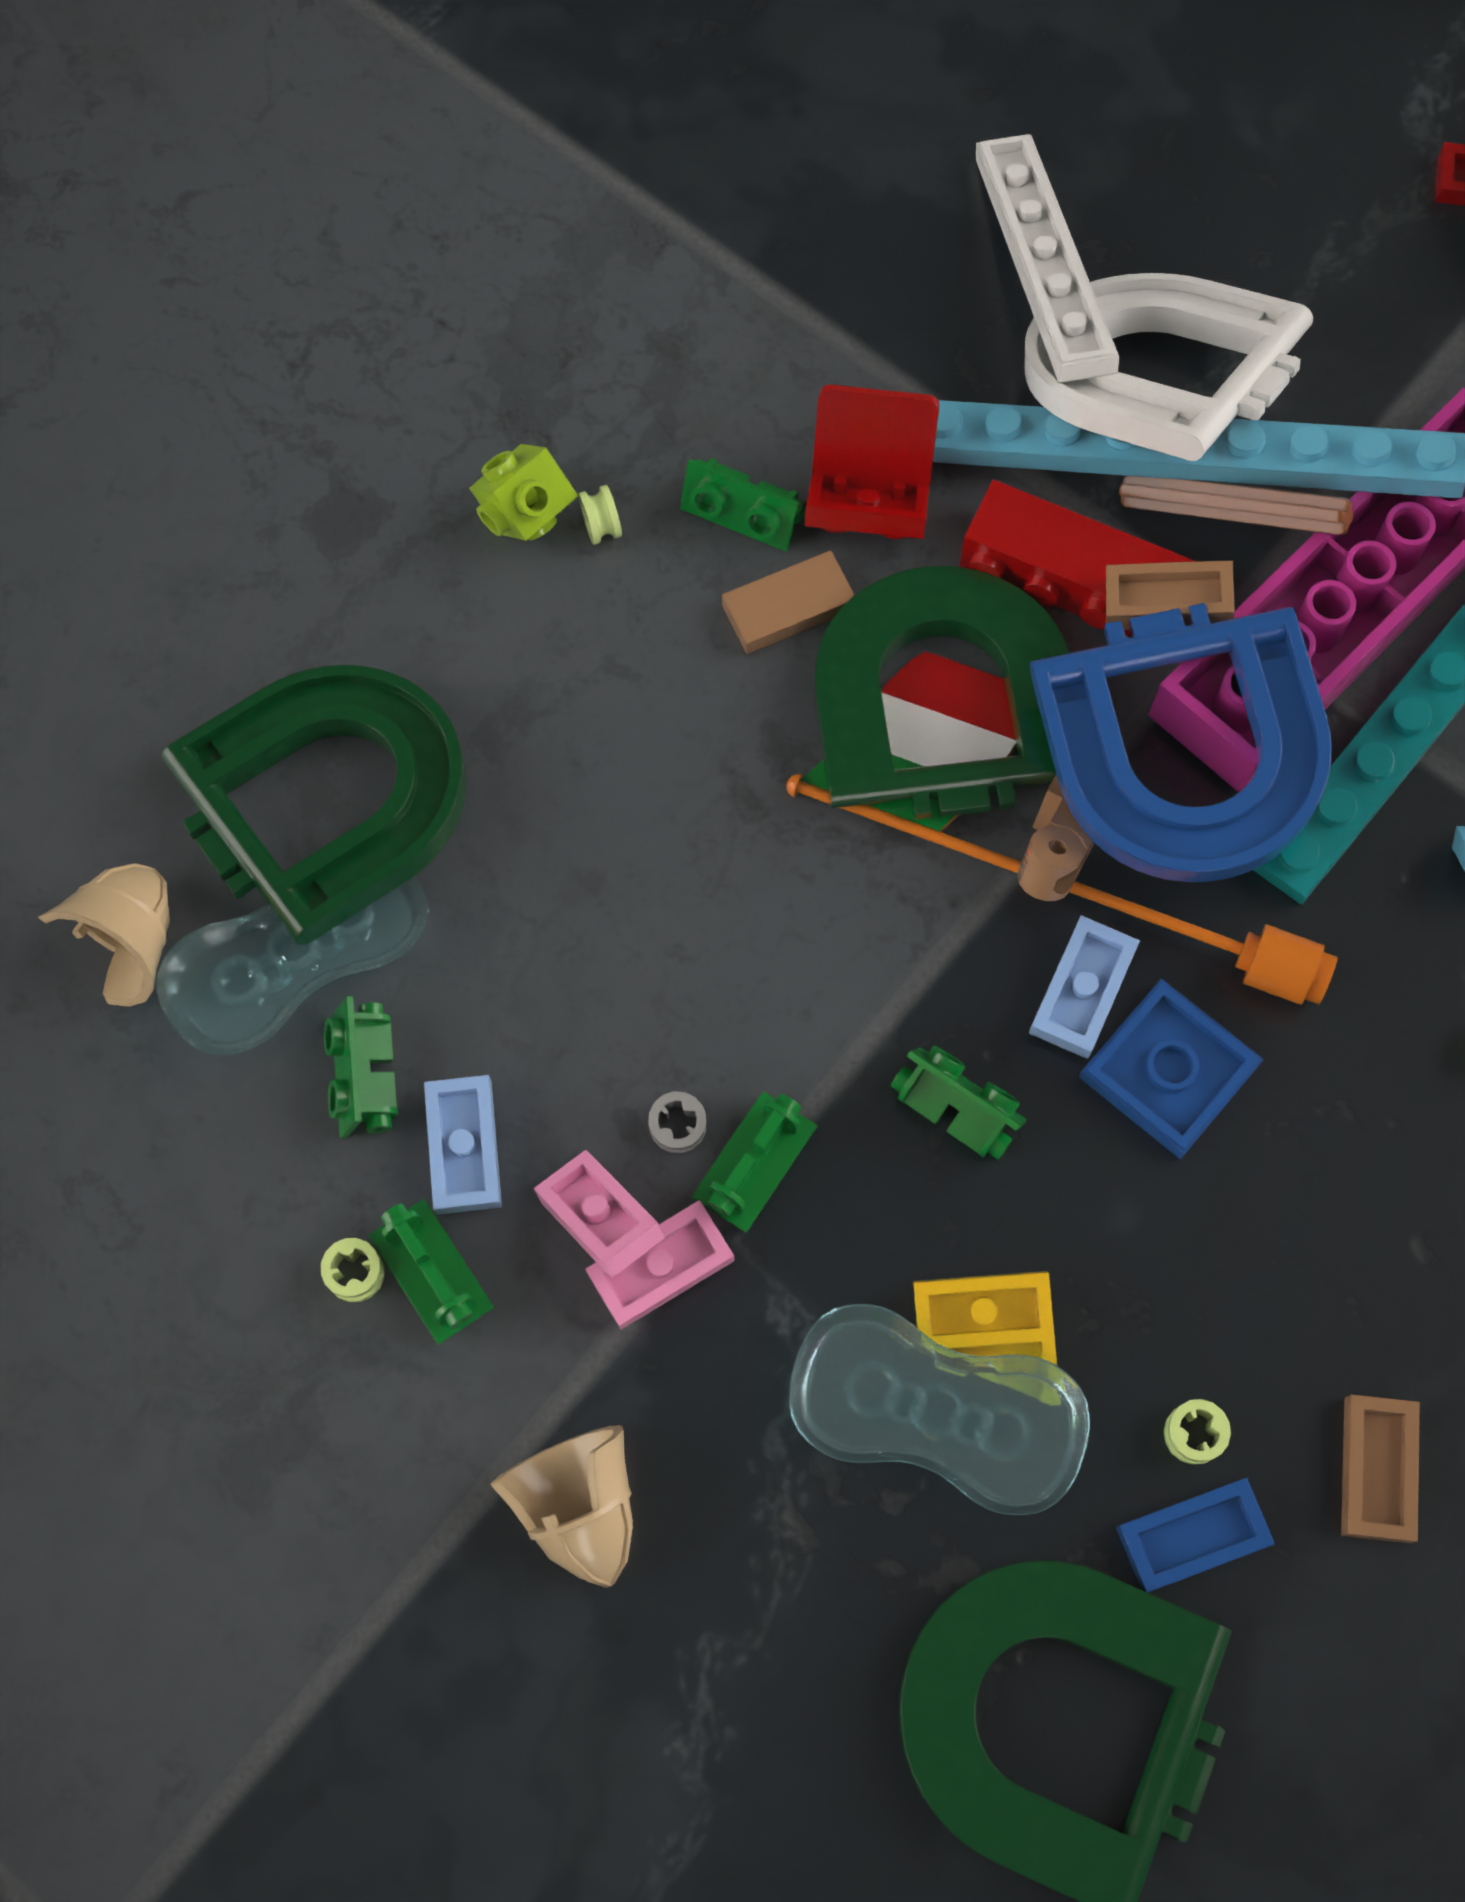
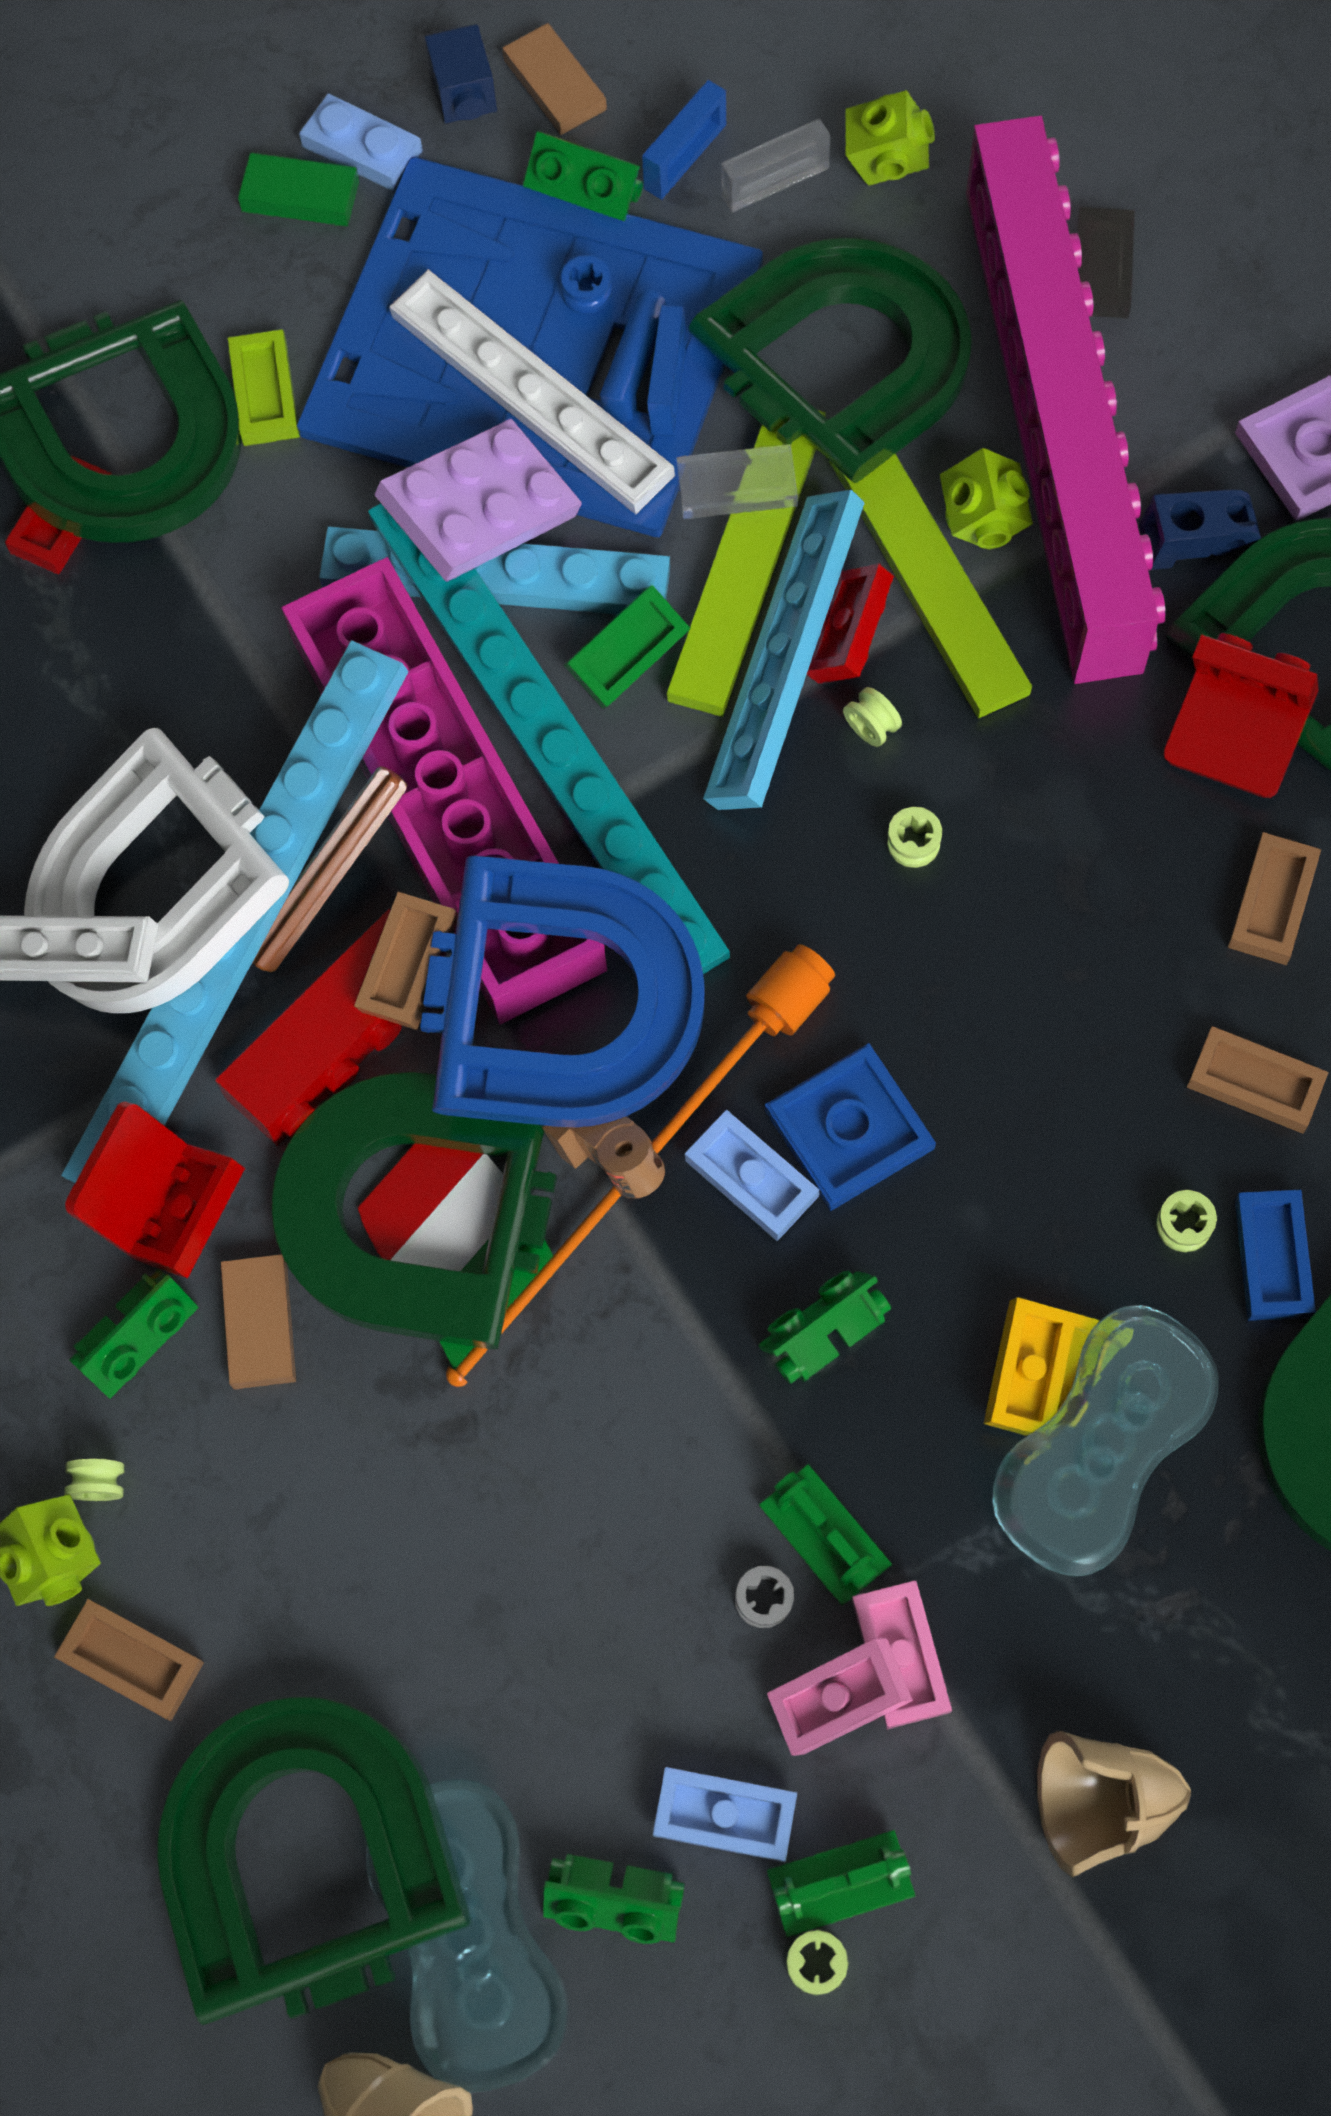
camera: 70 degrees left, 0 degrees up
(455, 600) = (129, 1660): none -> medium nougat tile

